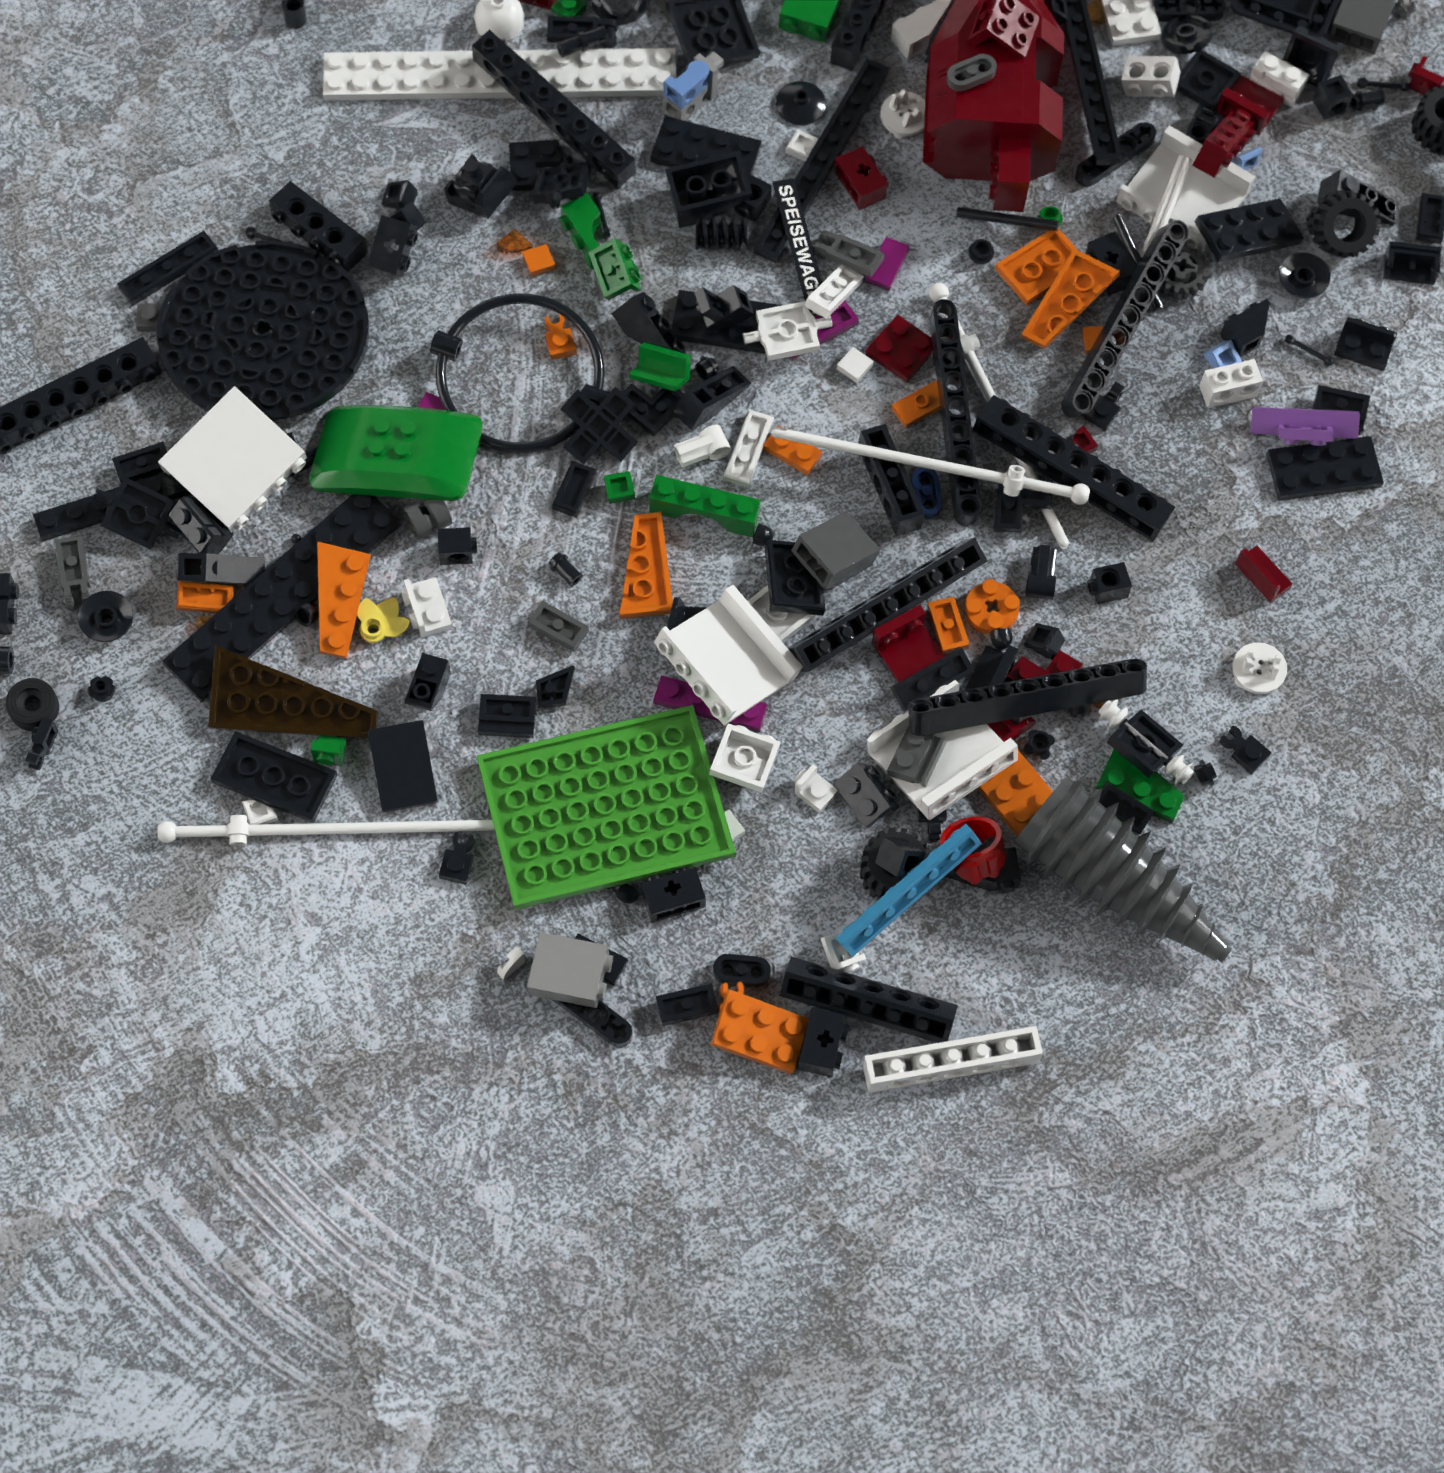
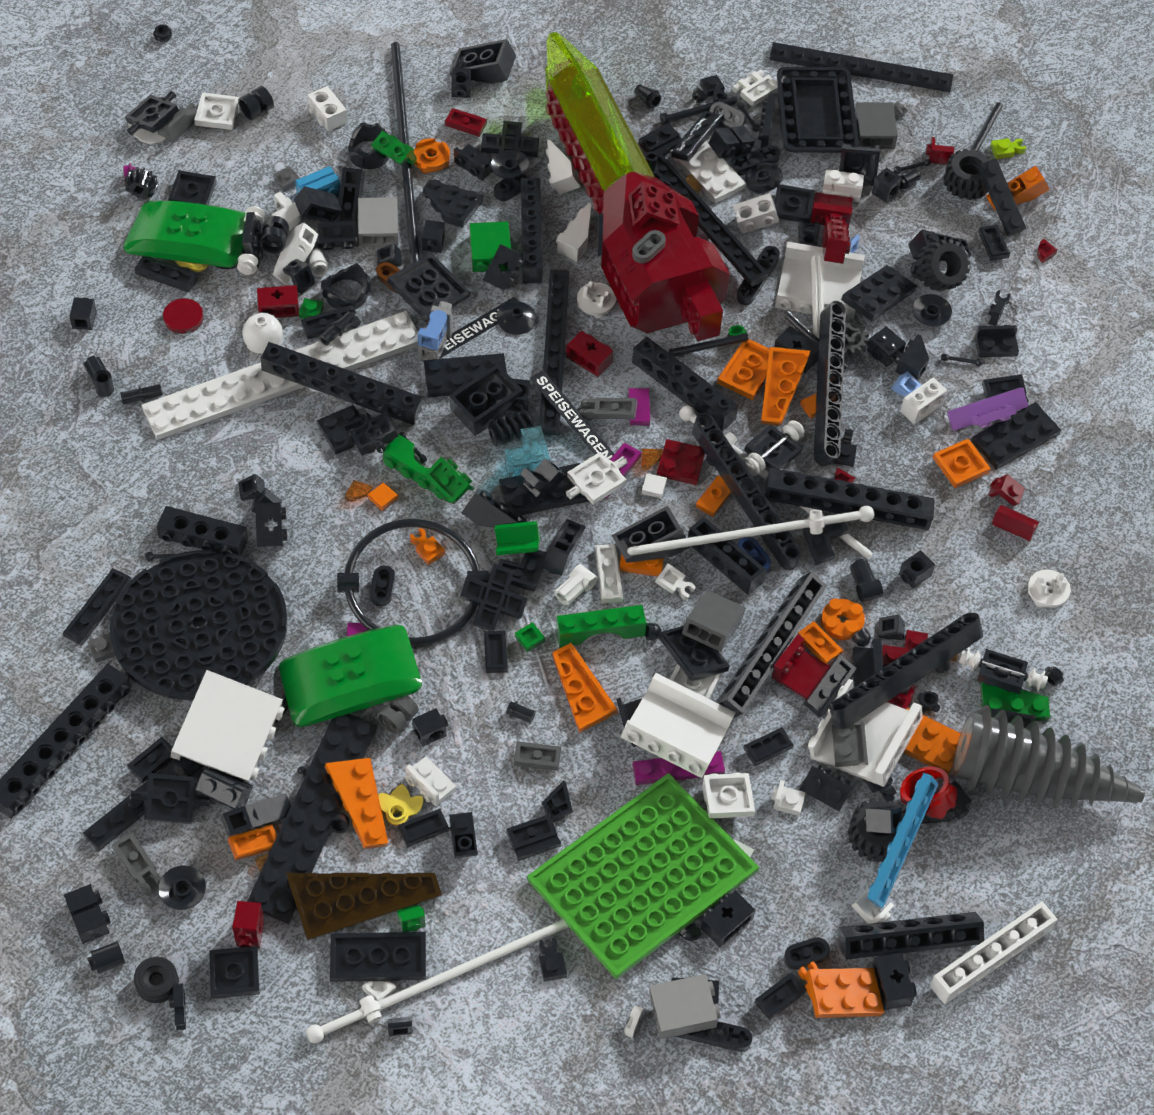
camera: 25 degrees left, 10 degrees down
(101, 695) = (204, 950): black plate -> none
(116, 730) = (234, 972): none -> black plate
(150, 685) = (248, 924): none -> dark red brick
(260, 861) = (400, 1026): none -> black slope
(330, 40) = (141, 394): none -> black axle
(393, 656) = (423, 828): none -> black tile
(402, 766) = (474, 907): black tile -> none
(479, 187) = (312, 459): black brick -> none
(483, 365) = (382, 587): none -> black plate
(706, 368) = (549, 528): black plate -> none
(720, 275) = (529, 455): none -> clear light blue brick
(743, 99) = (473, 329): none -> black sticker
(801, 145) = (534, 346): white tile -> none
(811, 22) = (493, 274): none -> black brick
(816, 485) = (672, 580): none -> white plate
(822, 417) = (652, 529): none -> black slope
(824, 720) = (768, 746): none -> black plate
(833, 291) = (614, 438): white plate -> none
(867, 329) = (650, 457): none -> clear orange tile
(953, 255) = (684, 382): none -> black brick
(981, 251) = (703, 371): black plate -> none
(1016, 373) = (773, 448): none -> black plate
(1221, 299) = (885, 346): none -> black head
(1236, 476) = (961, 463): none -> orange plate
(1247, 752) = (1073, 649): black plate -> none
(1275, 530) = (1007, 488): none -> dark red bracket
(1387, 304) = (997, 310): none -> black plate
(1412, 262) = (998, 276): black hinge -> none

